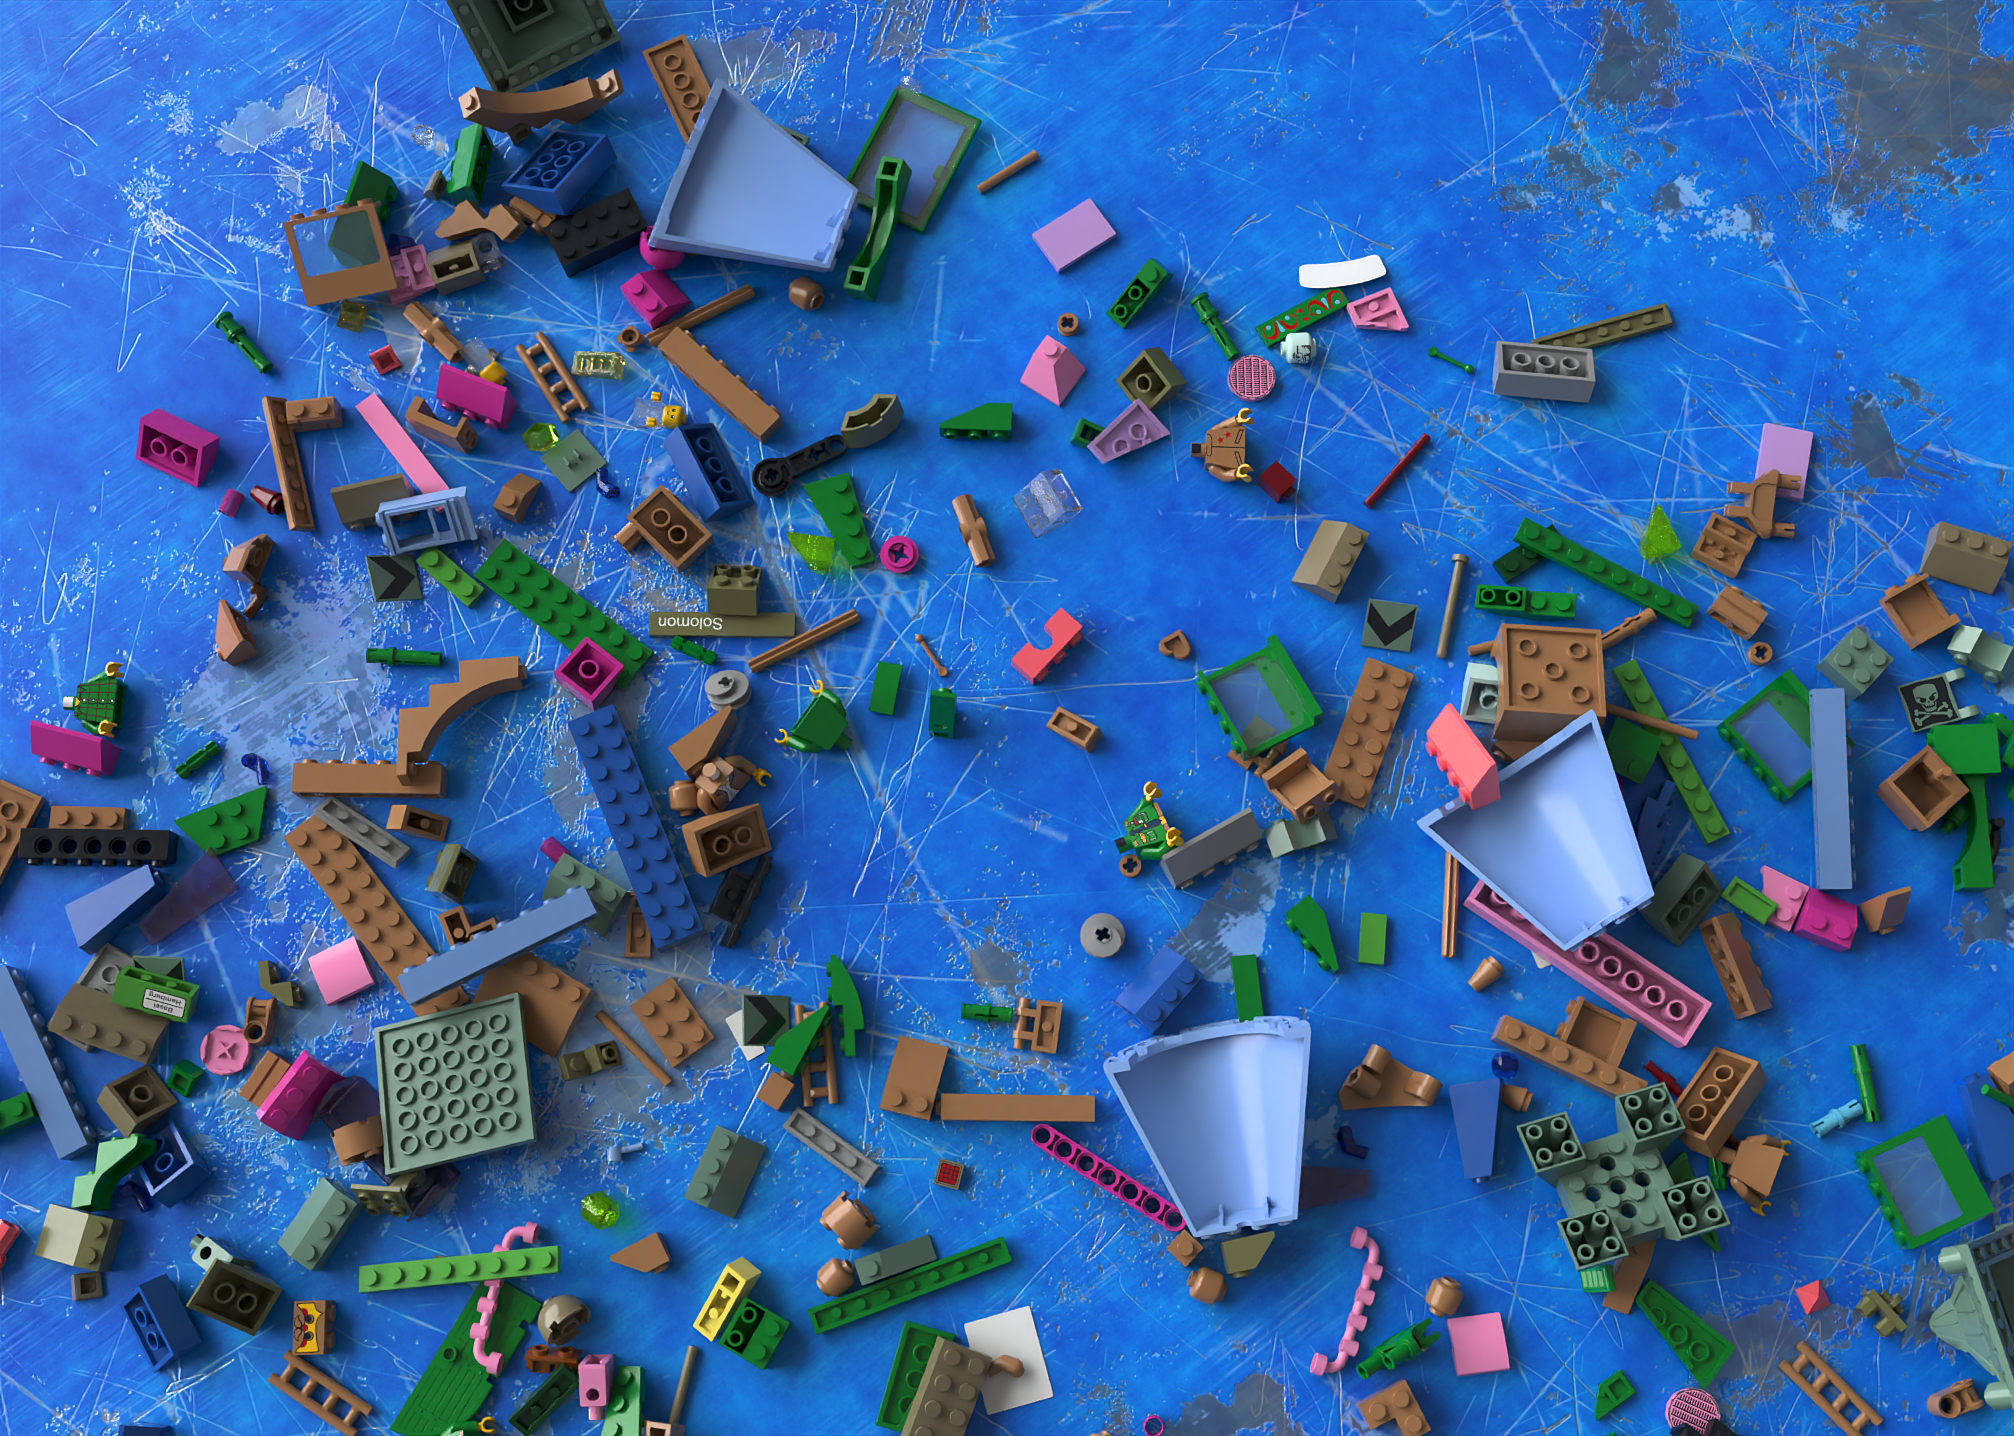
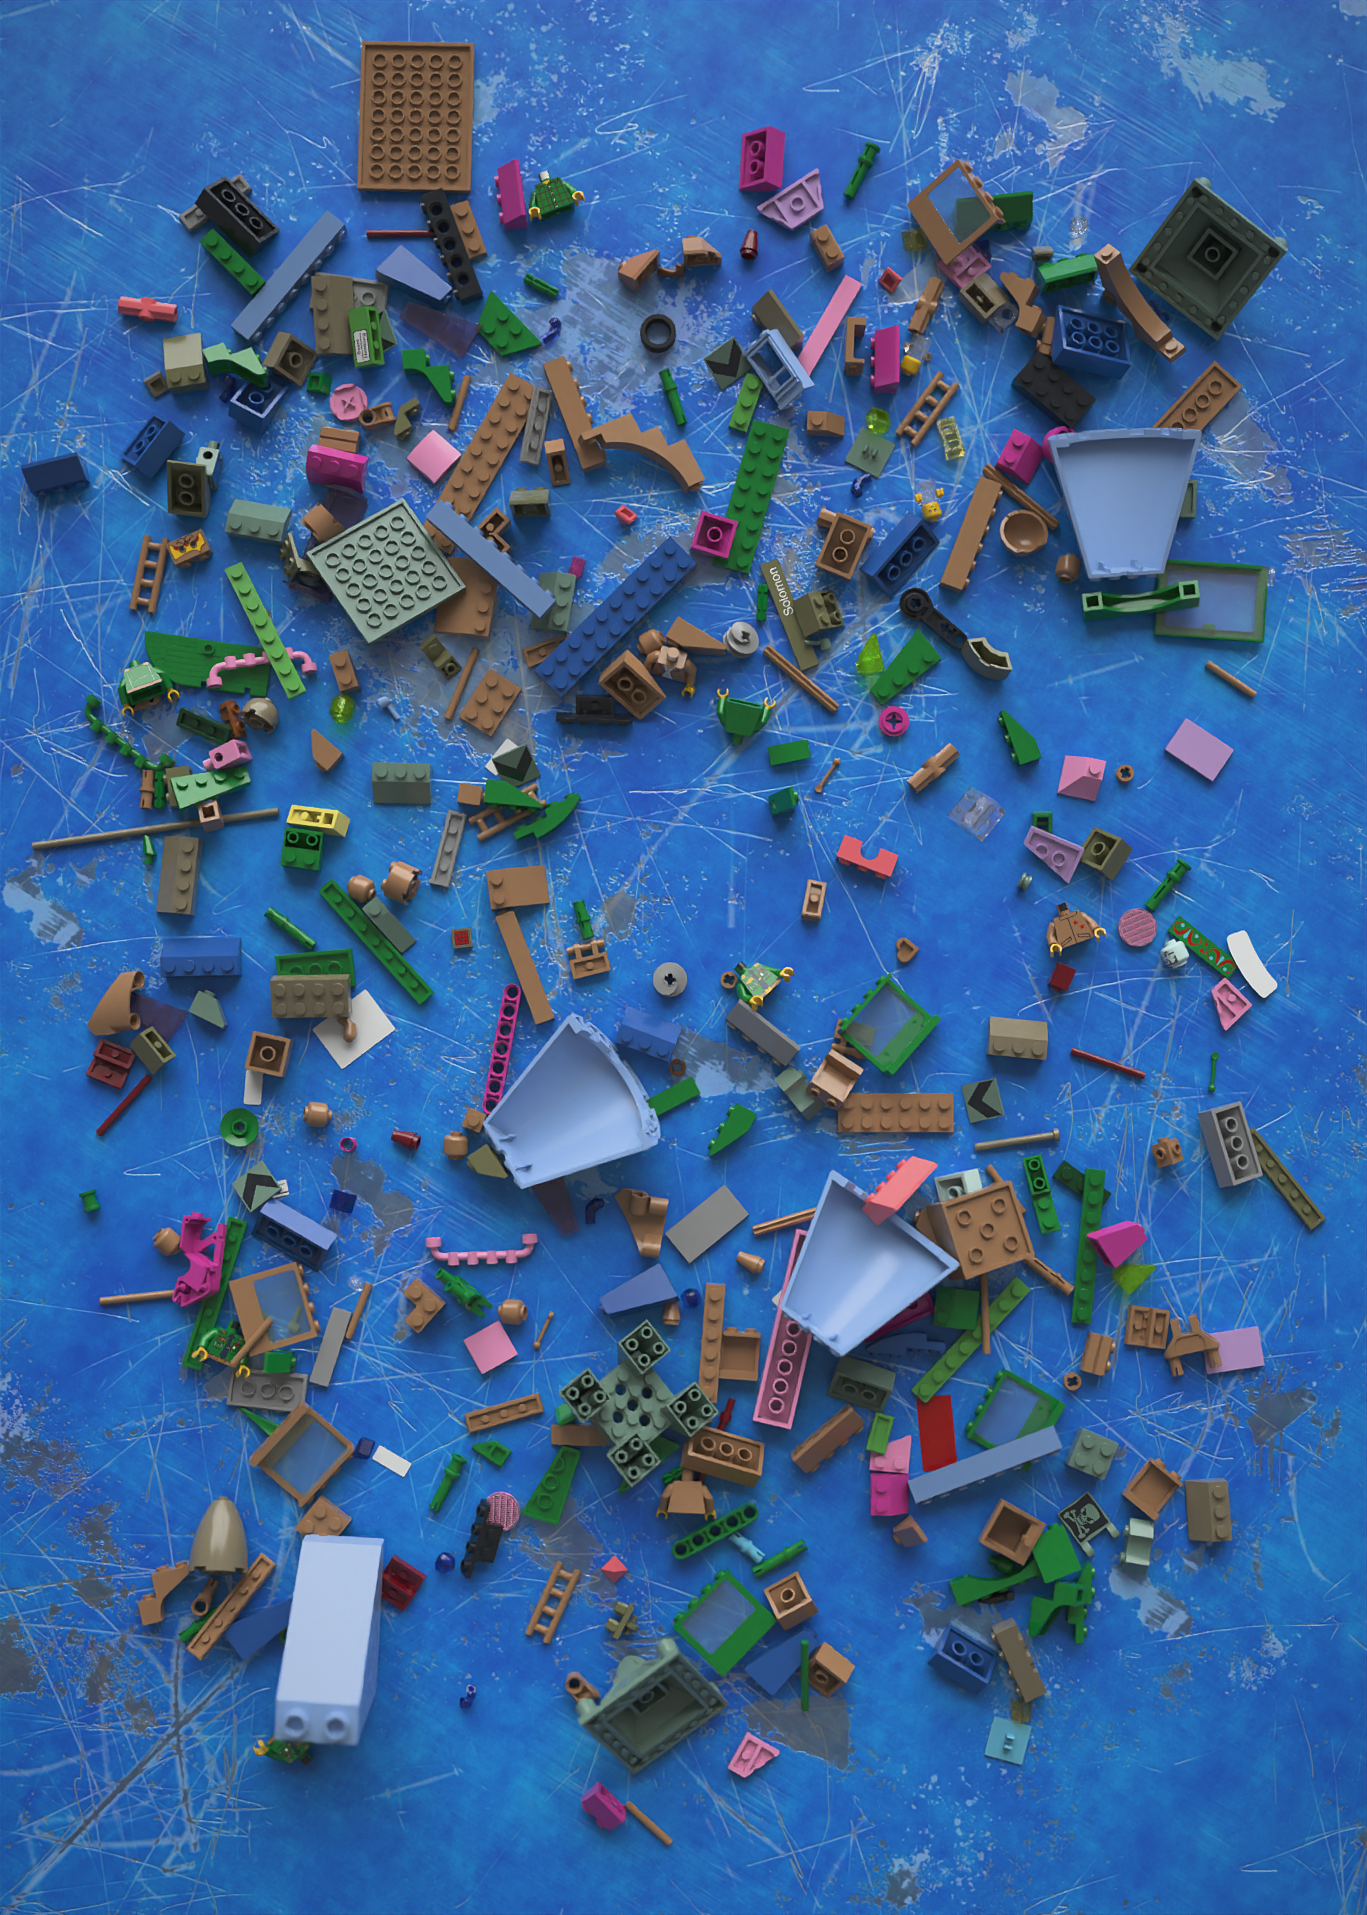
camera: 70 degrees right, 10 degrees up
(52, 903) = (400, 233): none -> dark red bar
(227, 494) = (740, 217): dark pink piece -> none
(243, 430) = (795, 203): none -> lavender wing
(246, 926) = (440, 377): none -> green arch
(288, 465) = (781, 247): medium nougat tile -> none
(291, 914) = (459, 403): none -> medium nougat bar
(305, 634) = (658, 318): none -> black tyre
(519, 768) = (625, 515): none -> coral slope
(555, 1188) = (344, 672): none -> medium nougat brick
(623, 338) = (978, 447): medium nougat plate -> none
(744, 324) = (1023, 532): none -> medium nougat cylinder
(774, 597) = (824, 643): none -> sand green hand
(848, 1391) = (291, 929): none -> green pin
(1140, 292) = (1172, 818): green slope -> none
(1148, 480) = (1024, 881): none -> sand green bush
(1175, 1346) = (408, 1140): none -> dark red cone
(1220, 972) = (678, 1073): none -> reddish brown bush
(1372, 939) = (745, 1172): bright green tile -> none
(1418, 1010) = (706, 1223): none -> light grey tile
(1495, 1283) = (536, 1345): none -> medium nougat hinge
(1526, 443) = (1167, 1152): none -> medium nougat brick
(1567, 1360) = (504, 1412): none -> medium nougat tile
(1614, 536) = (1117, 1242): none -> dark pink slope
(1769, 835) = (936, 1432): none -> red sticker
(1799, 1161) = (709, 1538): none -> green beam
(1922, 1089) = (791, 1600): none -> medium nougat slope

